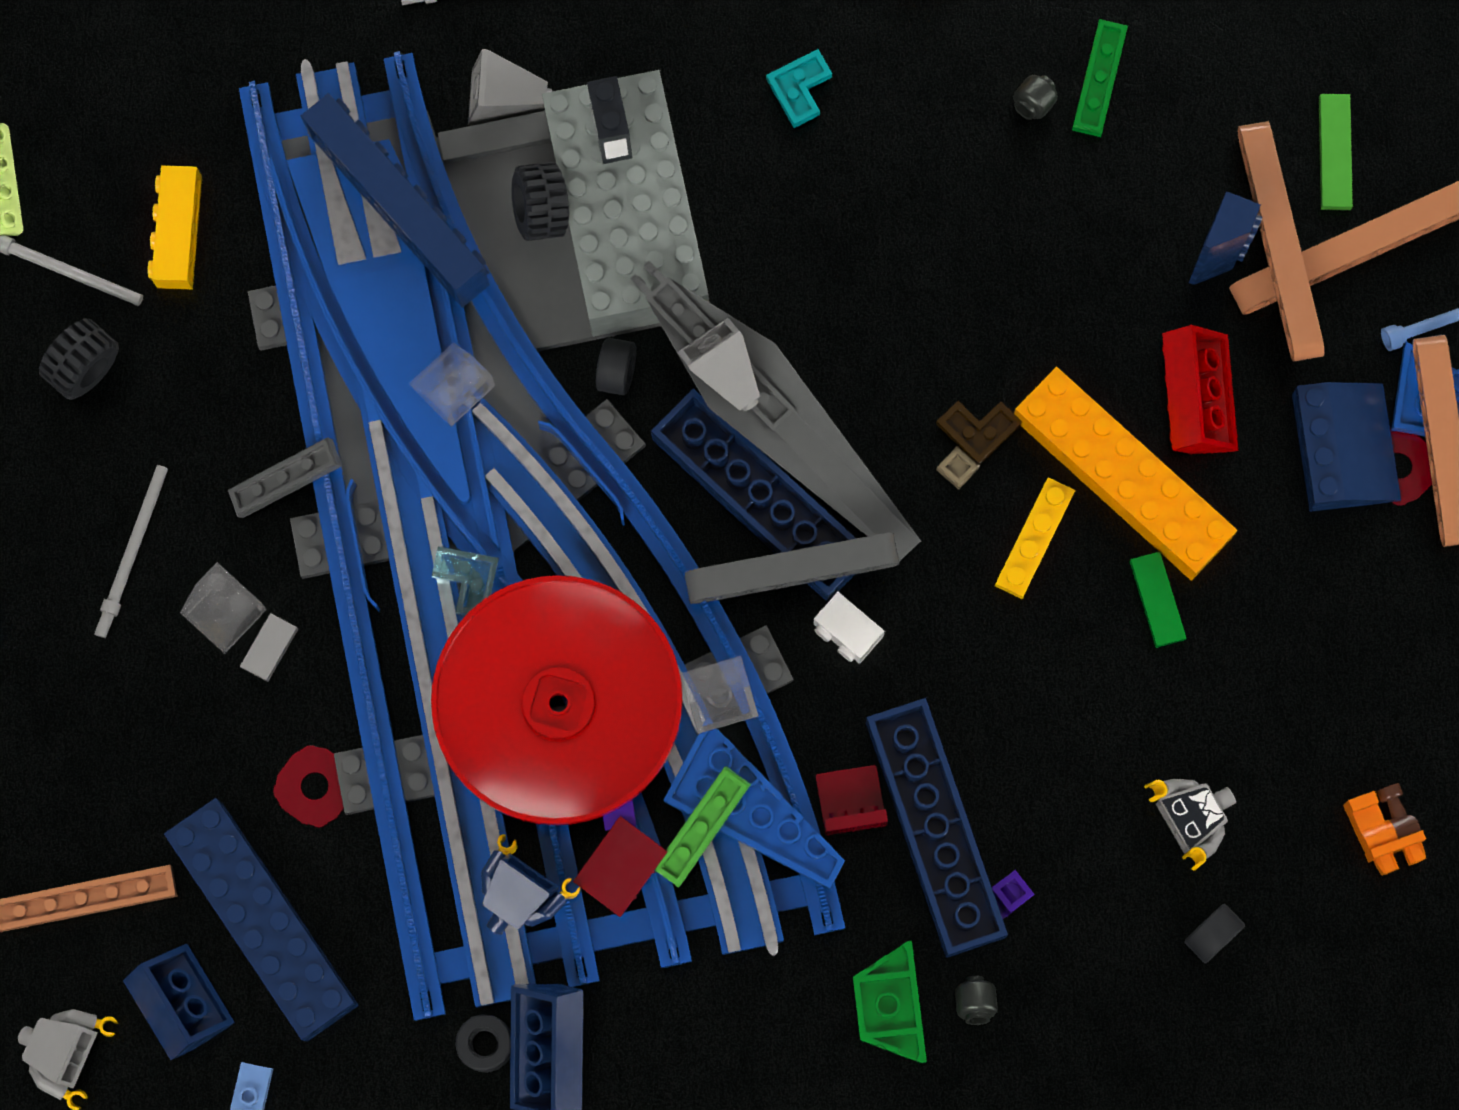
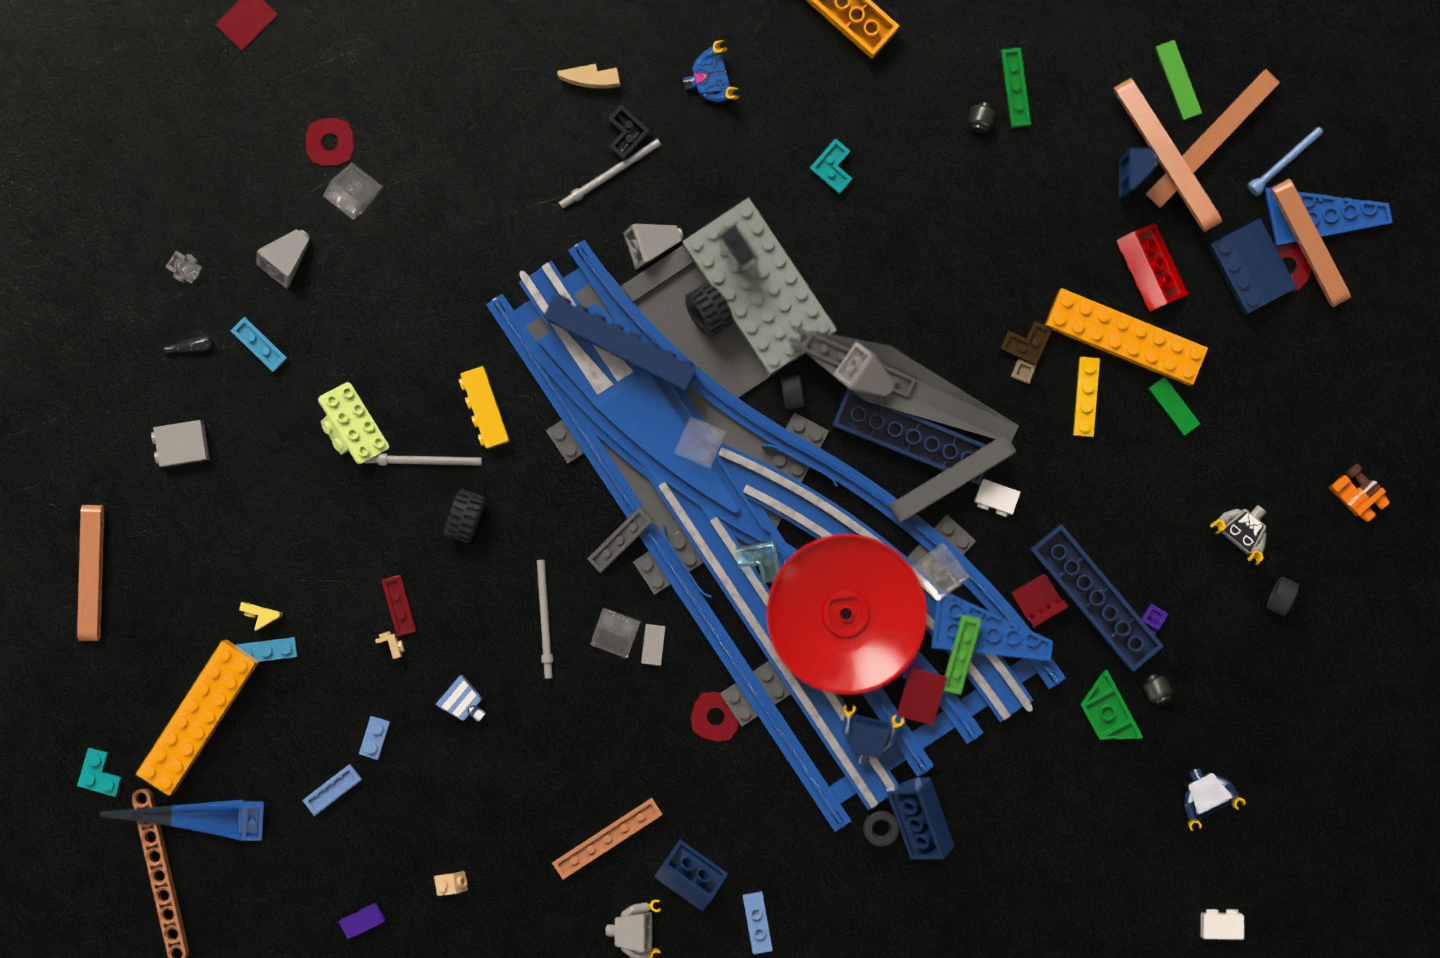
camera: 25 degrees left, 10 degrees up
(261, 920) = (719, 809): dark blue brick -> none

